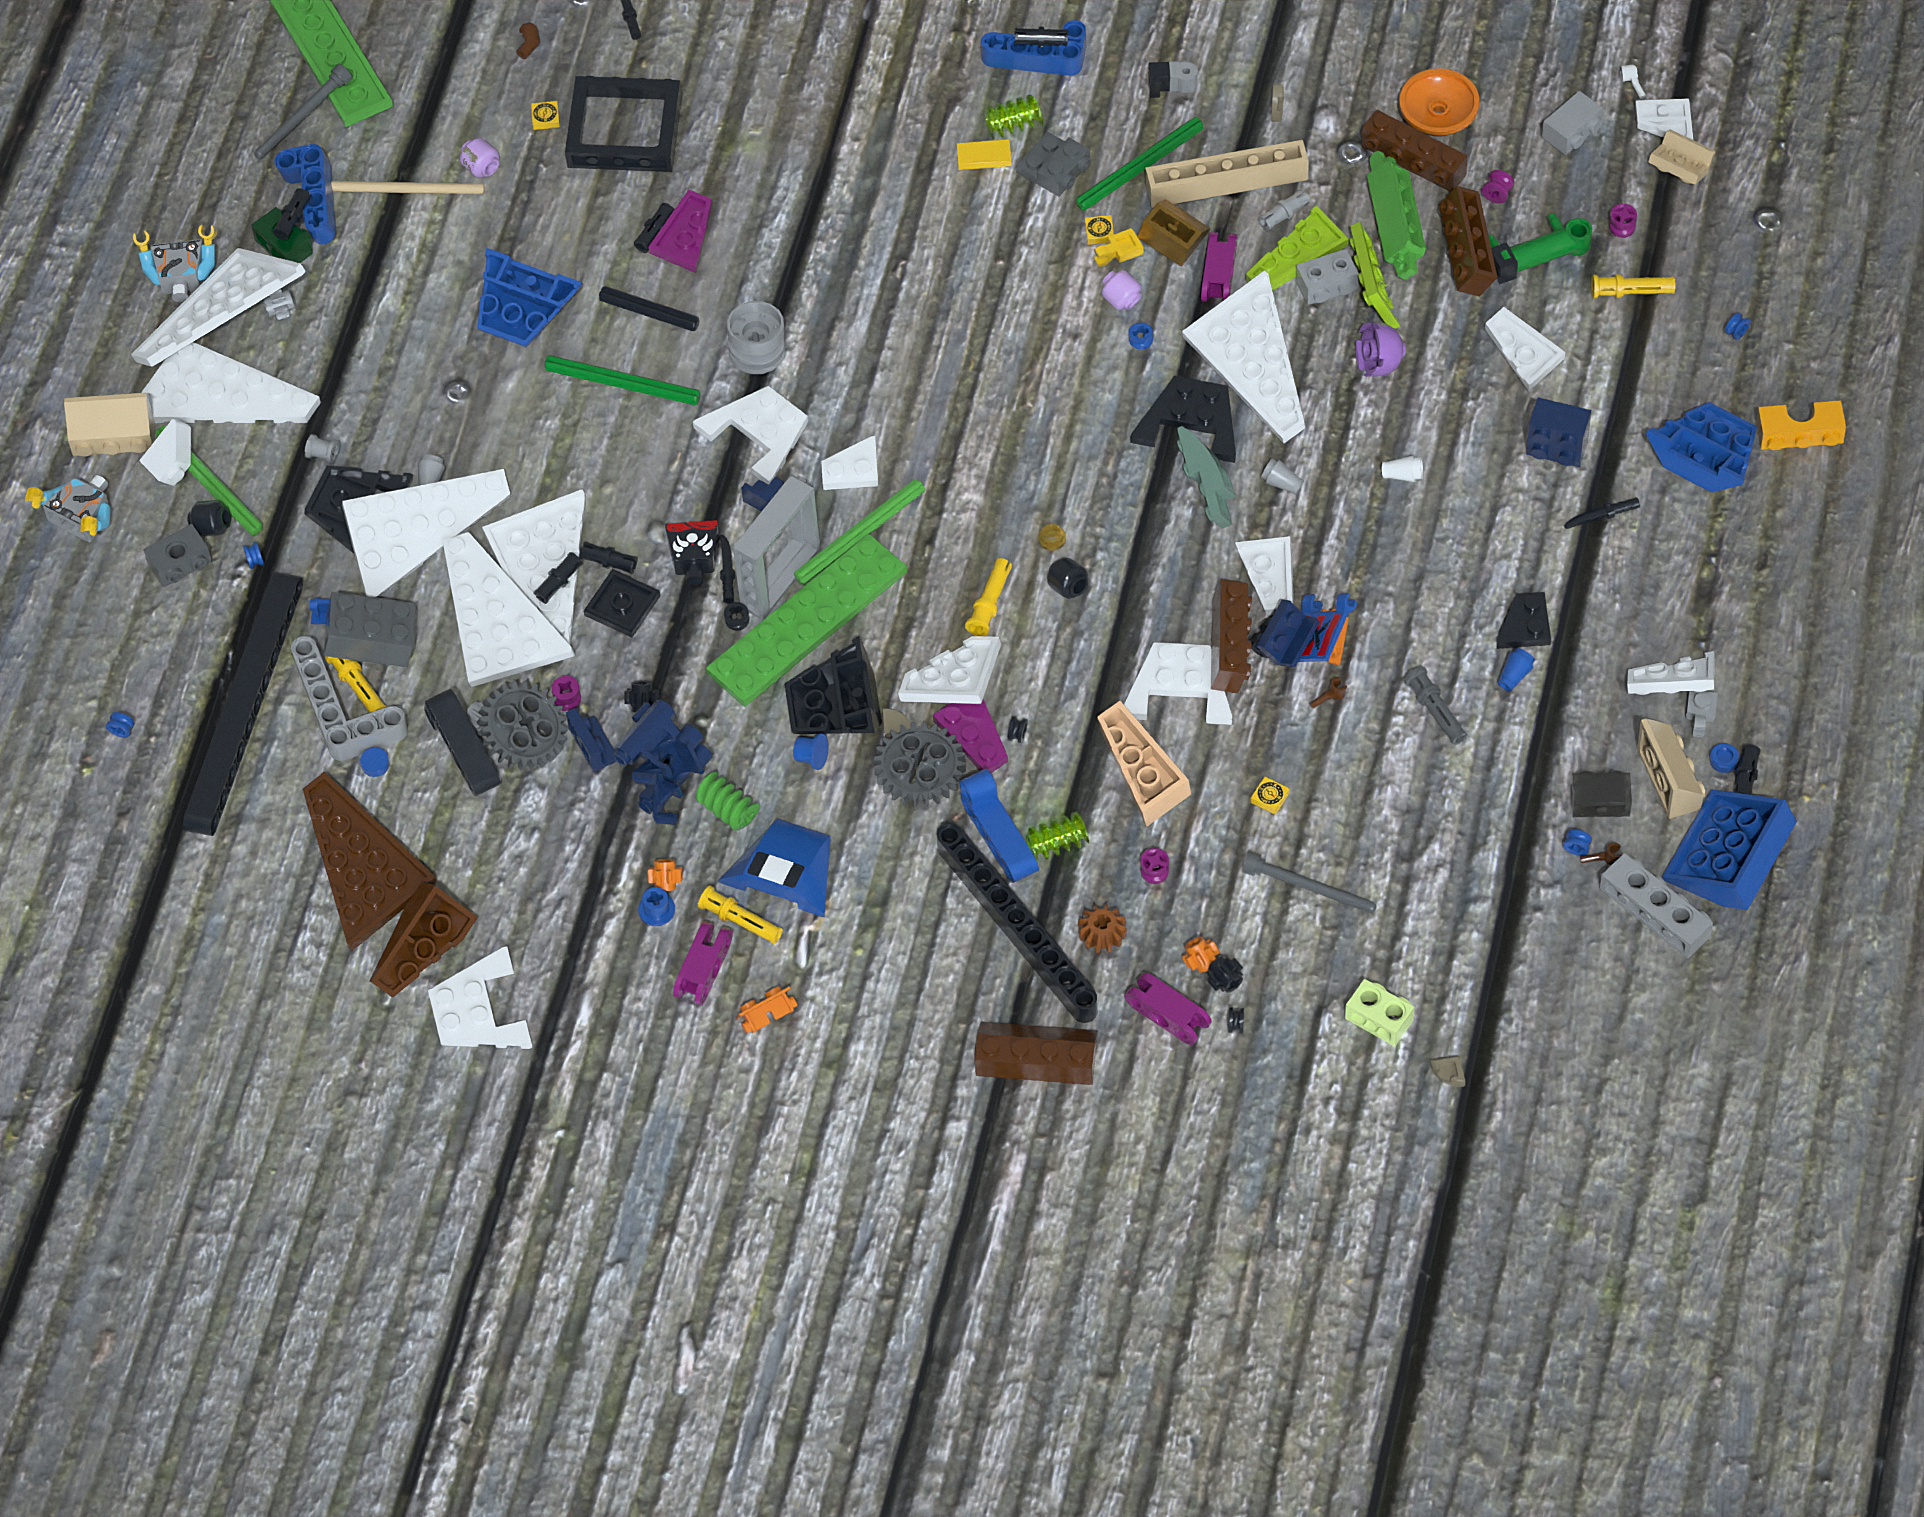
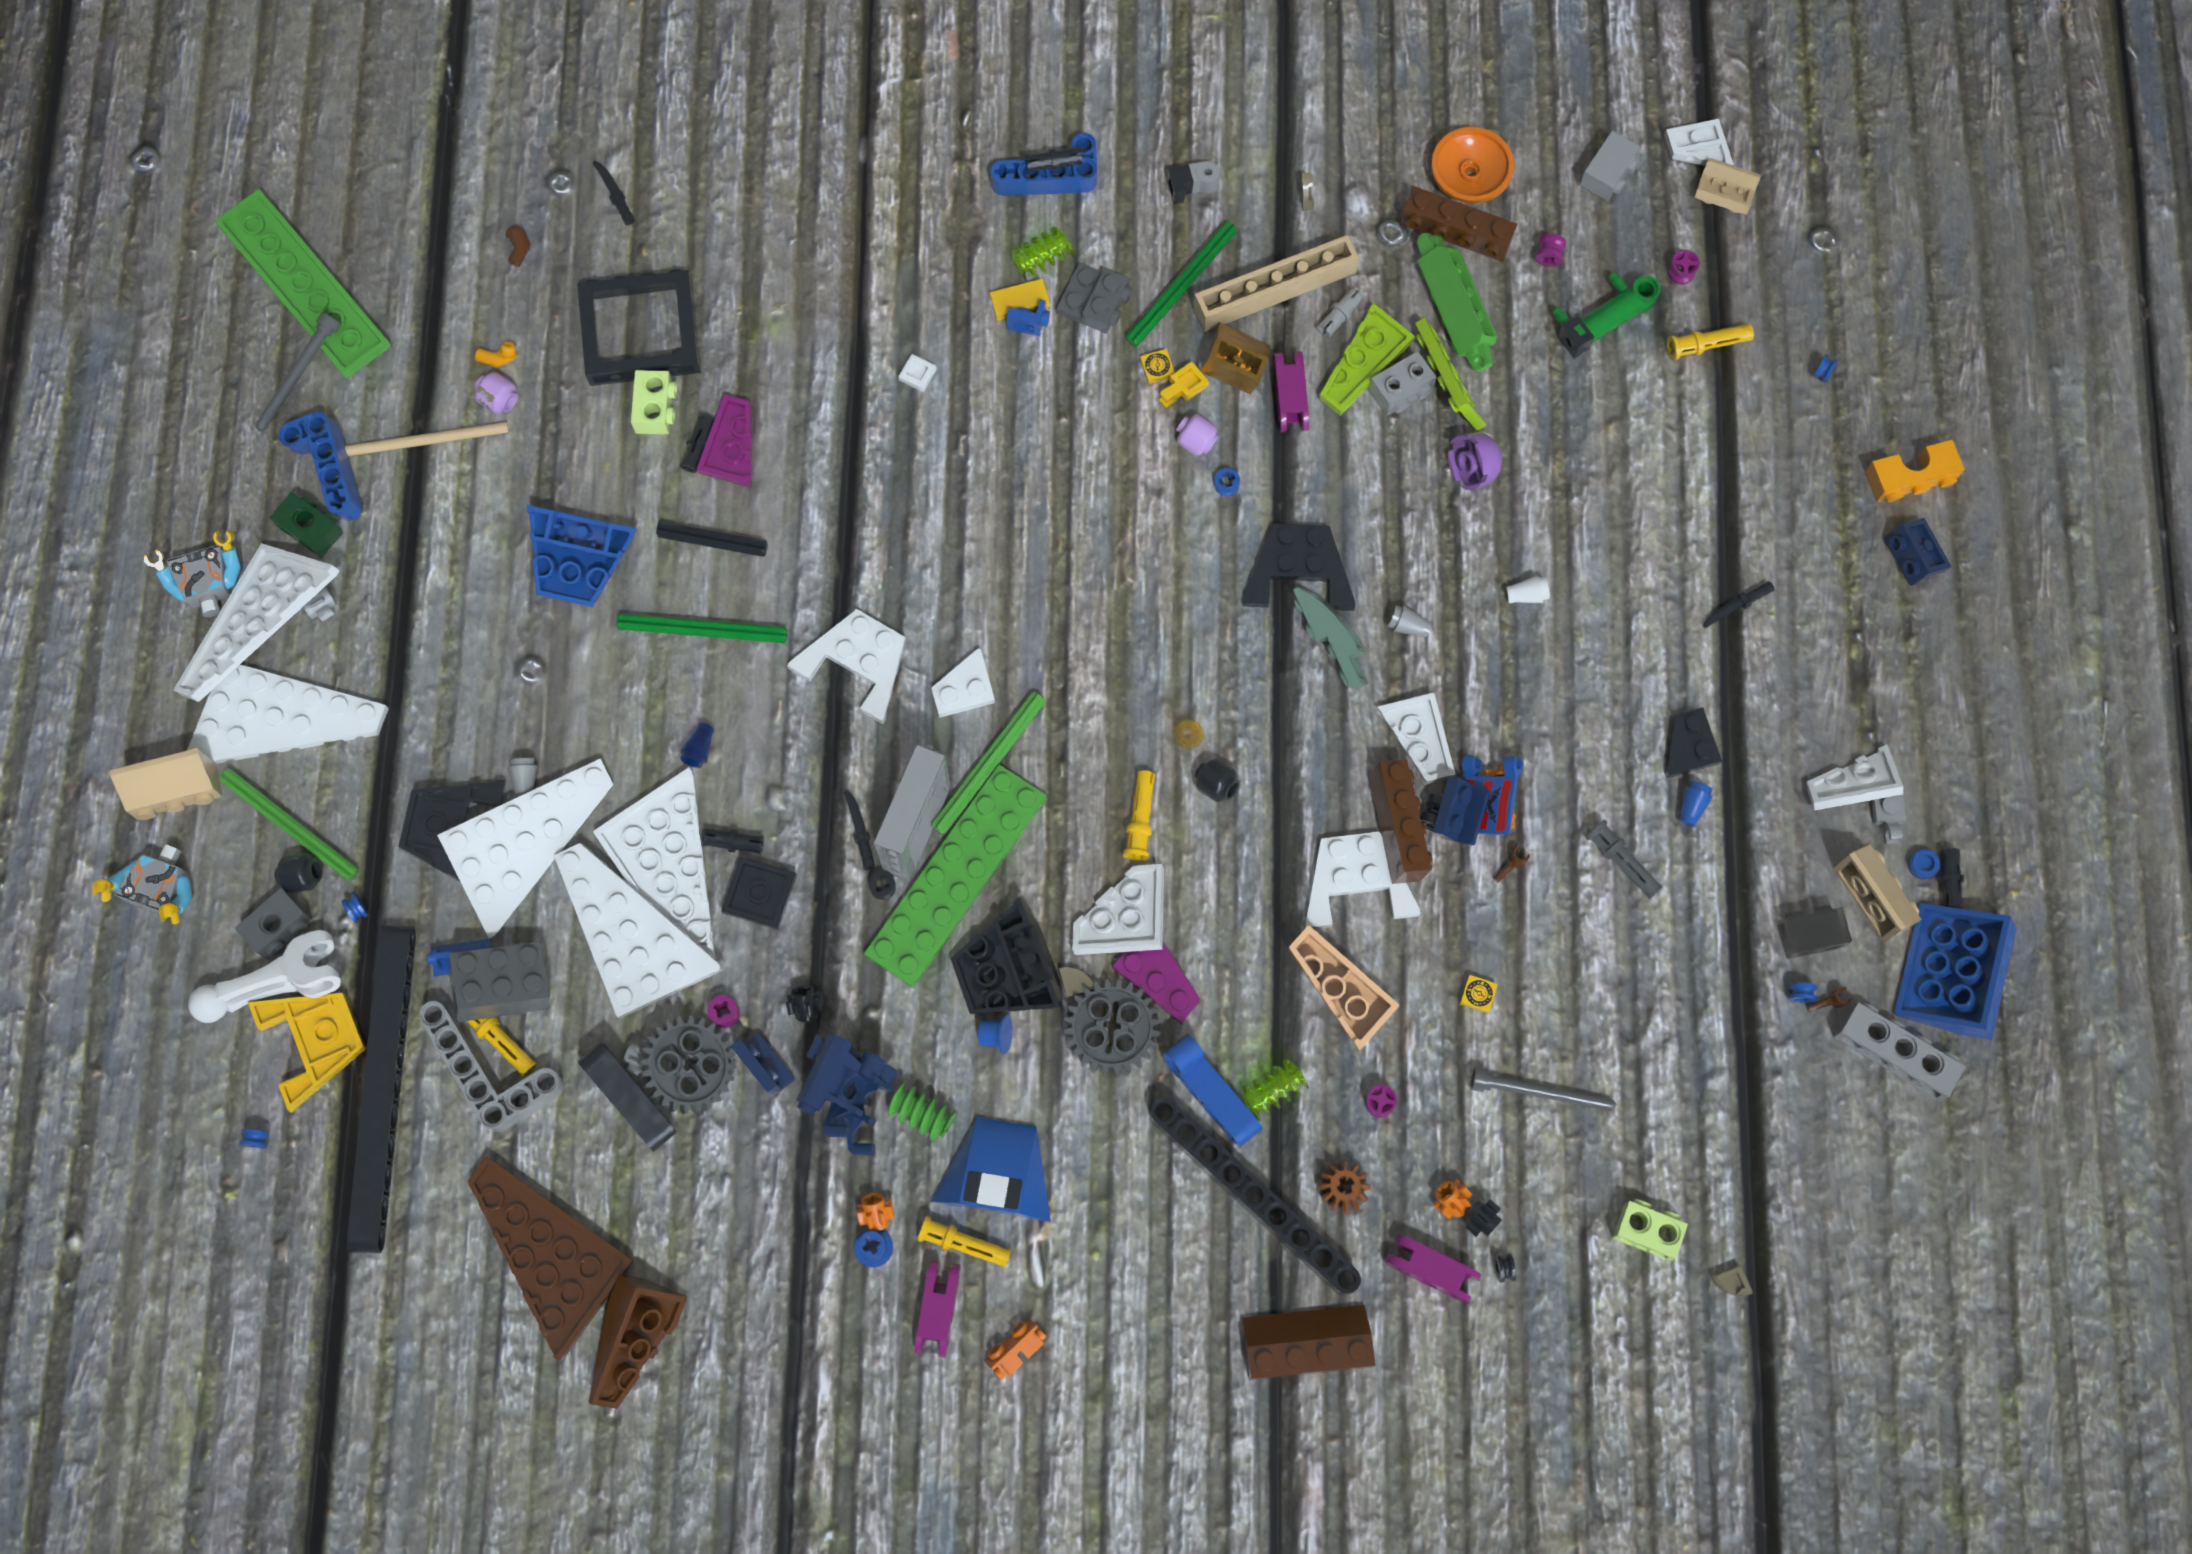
camera: 15 degrees left, 15 degrees up
(170, 453) = (239, 806): white slope -> none
(179, 596) = (286, 974): none -> white piece
(201, 654) = (323, 1034): none -> yellow wing
(299, 202) = (304, 517): black pin -> none
(322, 449) = (402, 767): light grey bush -> none
(374, 762) = (537, 1129): blue tile -> none
(464, 1008) = (696, 1409): white wing -> none
(488, 131) = (498, 359): none -> light orange arm
(545, 115) = (554, 330): yellow tile -> none
(558, 578) = (686, 881): black pin -> none
(594, 475) = (697, 747): none -> clear blue cone
(621, 186) = (646, 402): none -> yellowish green brick
(693, 548) = (820, 816): black torso -> none
(756, 337) = (832, 544): light grey wheel -> none
(760, 493) = (880, 737): dark blue panel -> none
(873, 201) = (917, 372): none -> white tile
(985, 172) = (1026, 321): none -> blue bracket
(1017, 729) = (1204, 967): black bush -> none
(1249, 353) = (1341, 482): white wing -> none
(1468, 241) = (1537, 319): reddish brown brick -> none
(1523, 347) = (1617, 429): white wing -> none
(1558, 432) = (1680, 526): dark blue brick -> none
(1629, 73) = (1652, 98): white hand -> none
(1706, 447) = (1830, 514): blue wedge -> none
(1786, 492) = (1917, 551): none -> dark blue bracket

